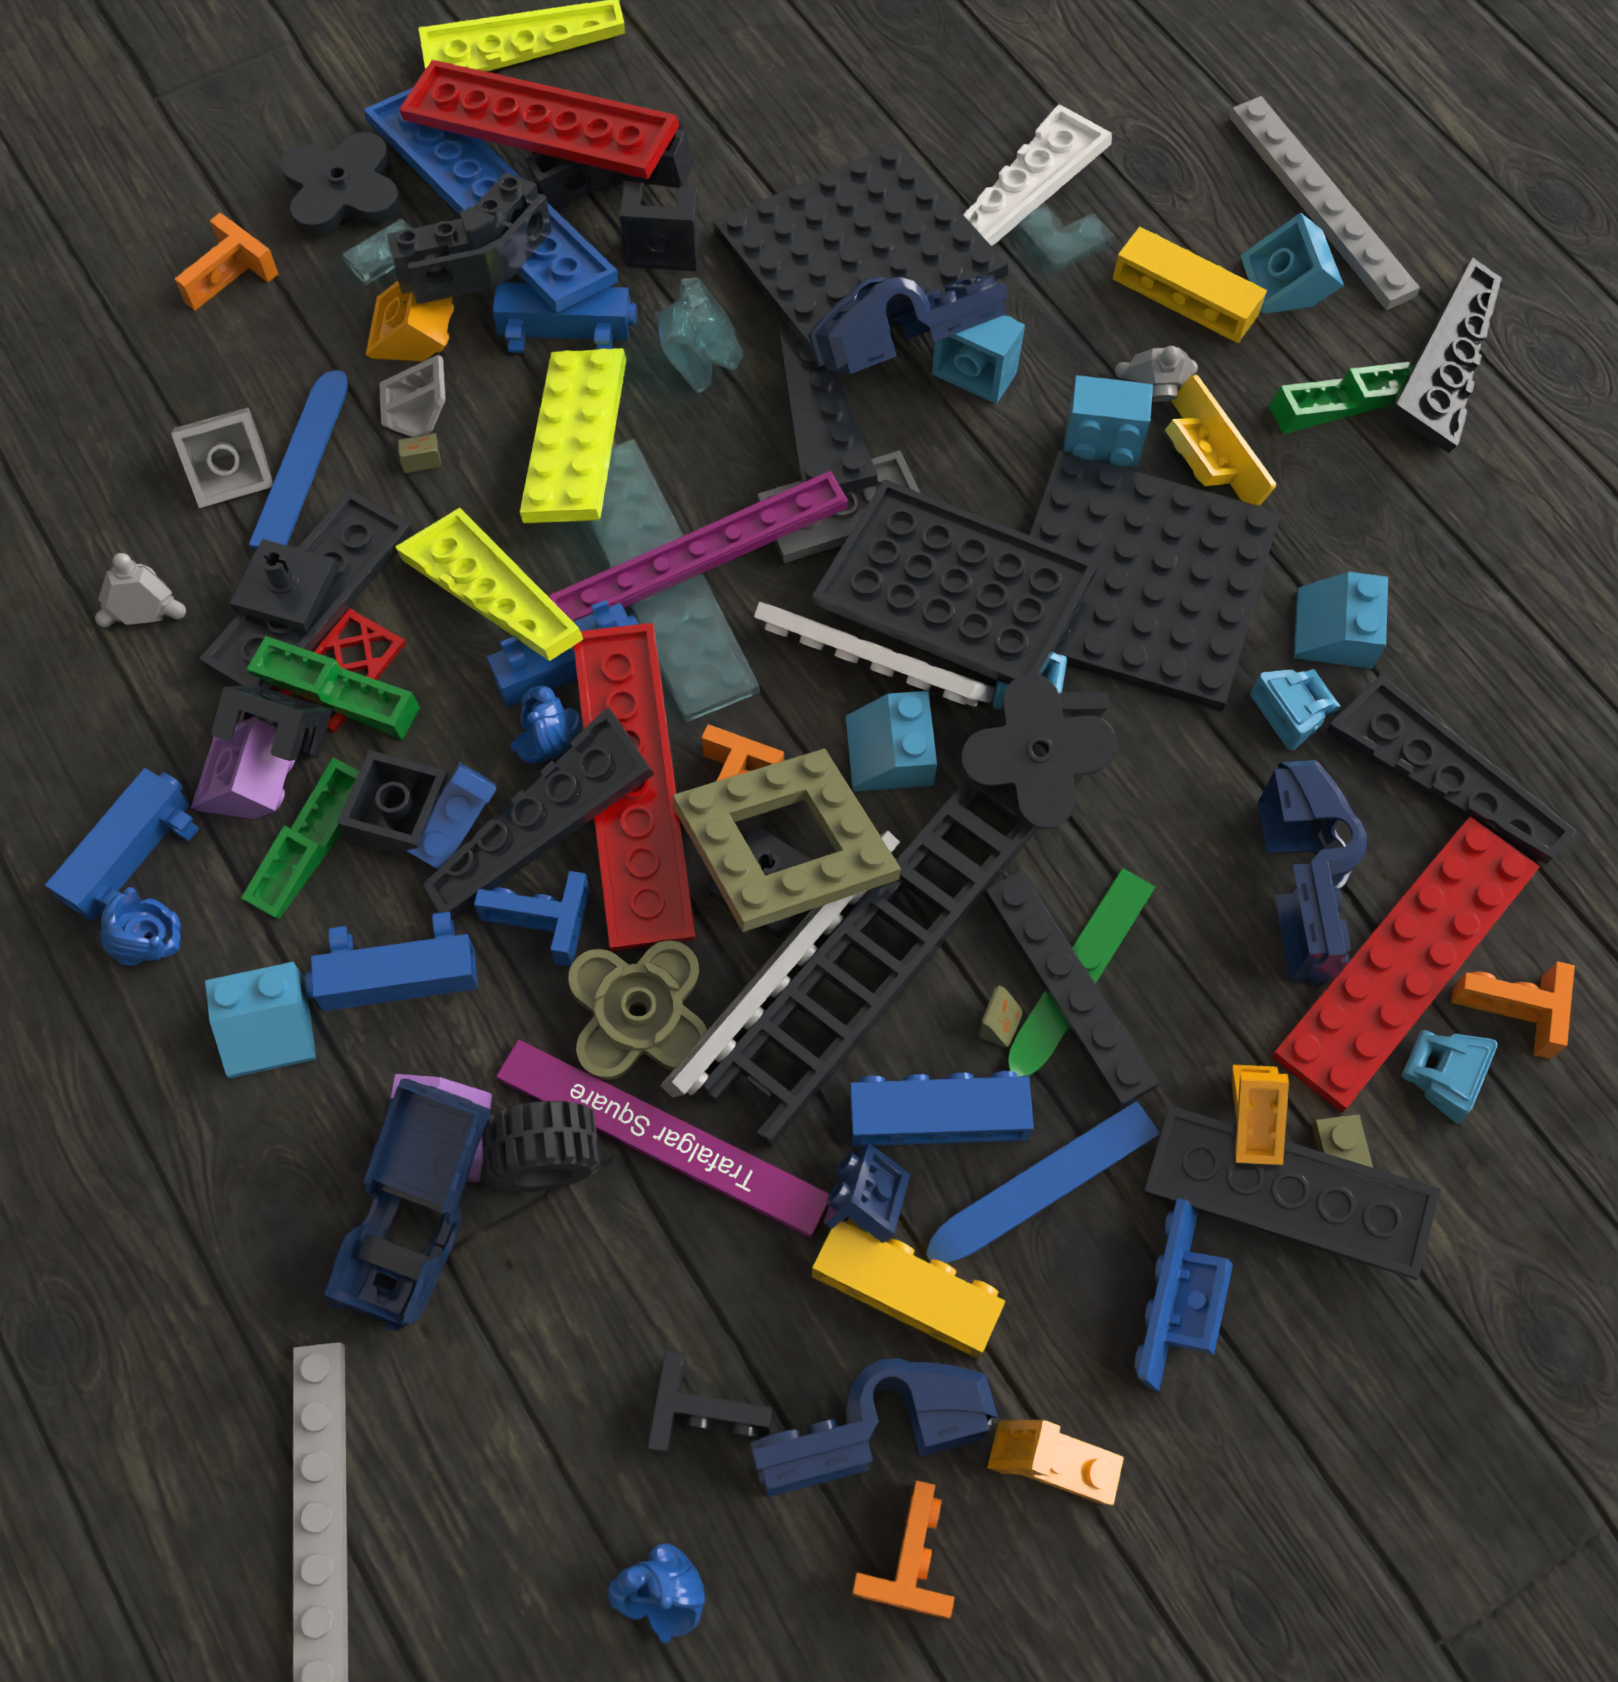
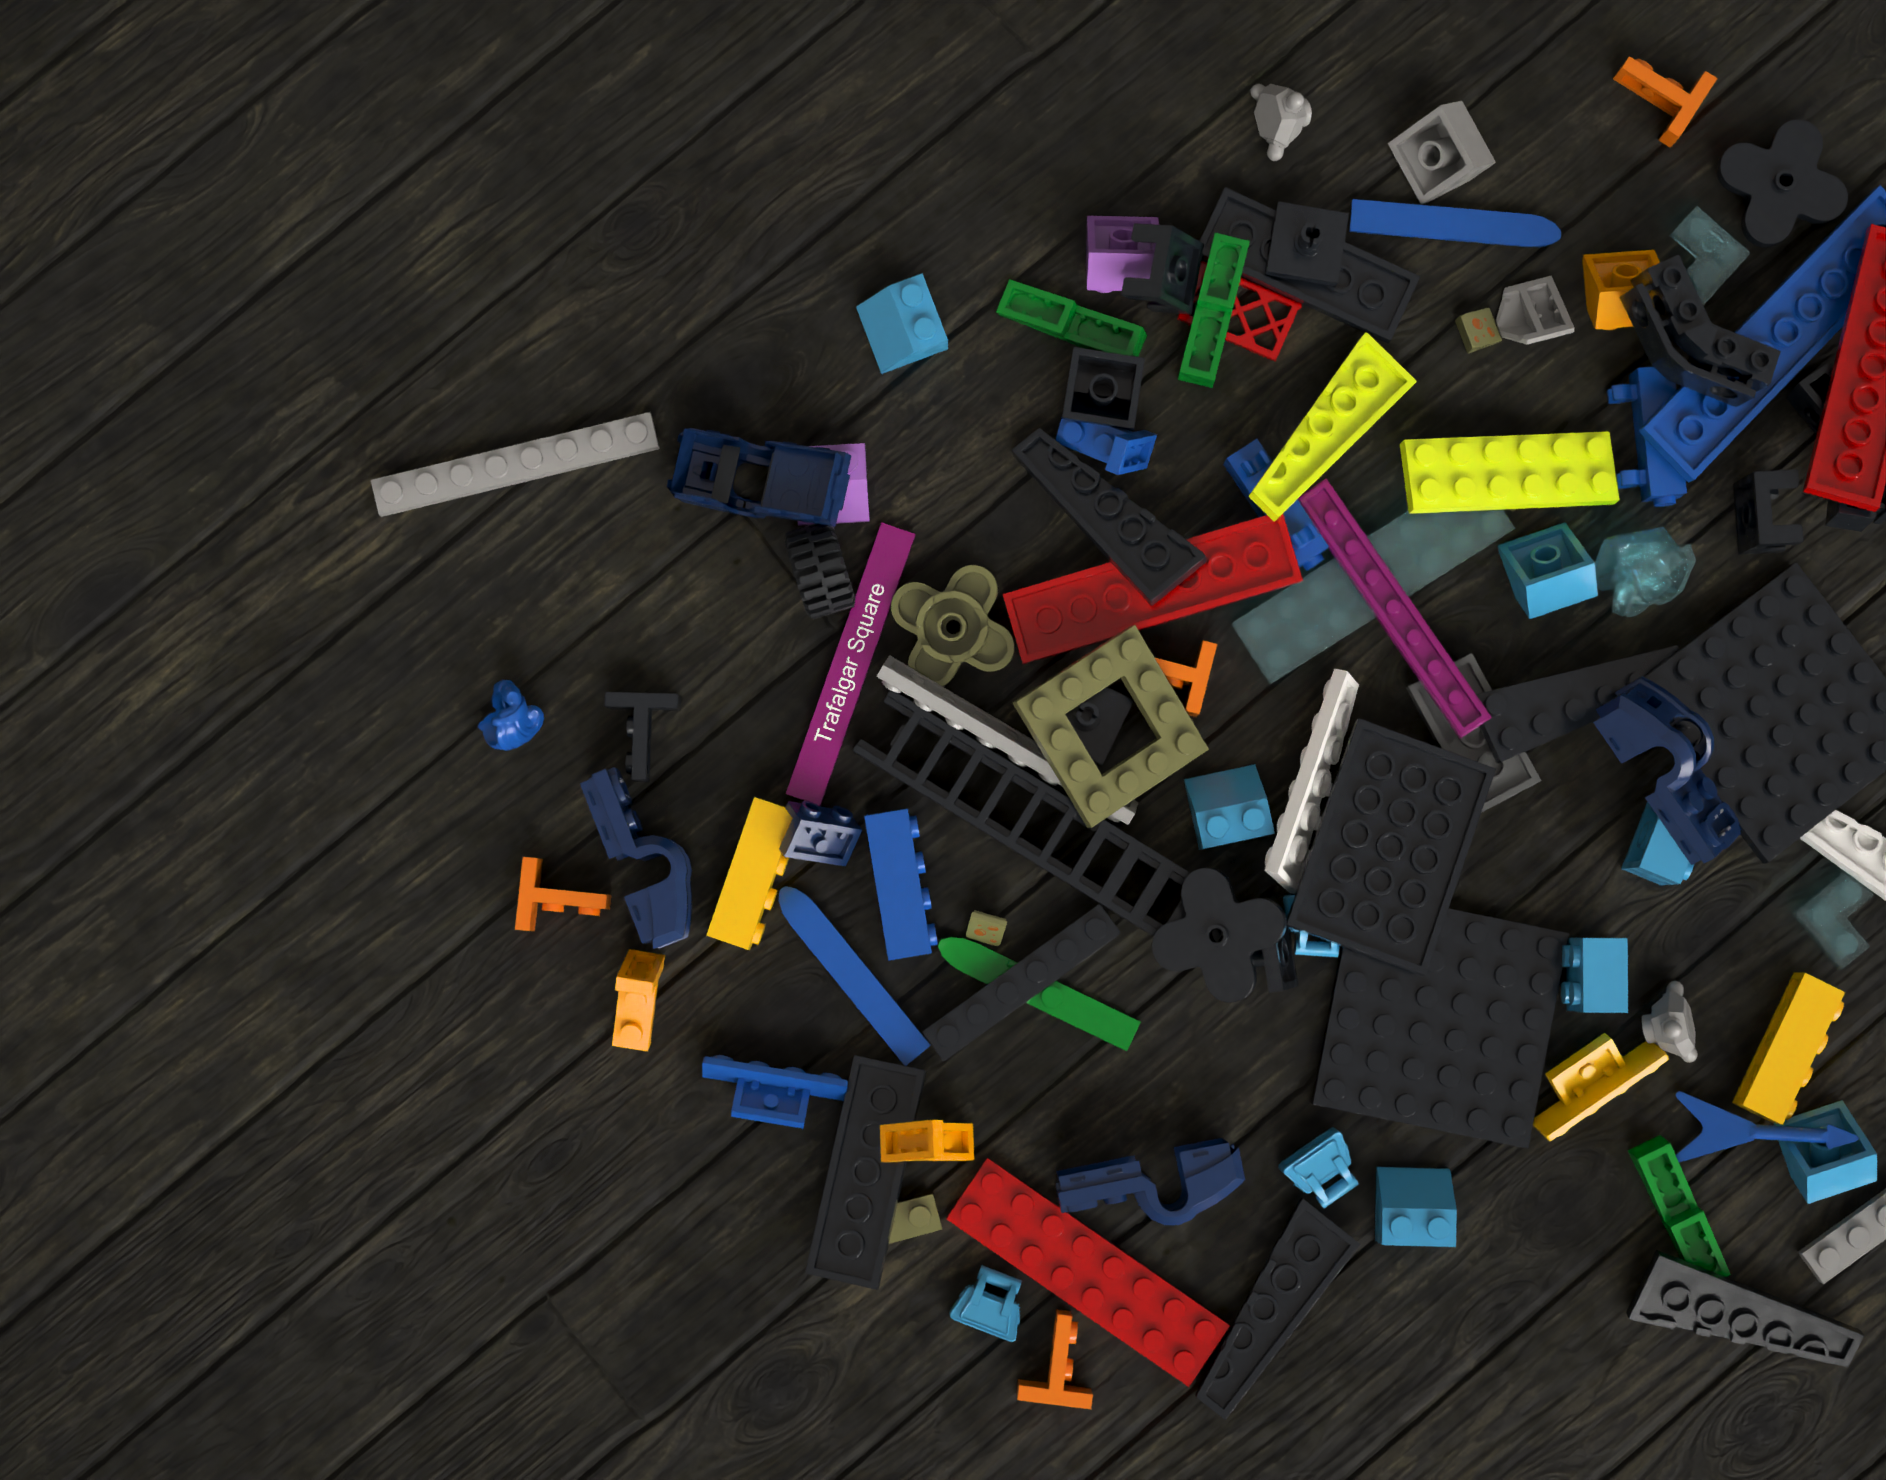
camera: 85 degrees right, 20 degrees up
(121, 843) = (1041, 168): blue brick -> none
(129, 921) = (964, 193): blue hair -> none
(392, 971) = (958, 420): blue brick -> none
(541, 913) = (1028, 533): blue bracket -> none
(547, 725) = (1196, 506): blue hair -> none
(683, 417) = (1548, 570): none -> dark azure slope
(1268, 342) = (1727, 1130): none -> blue piece

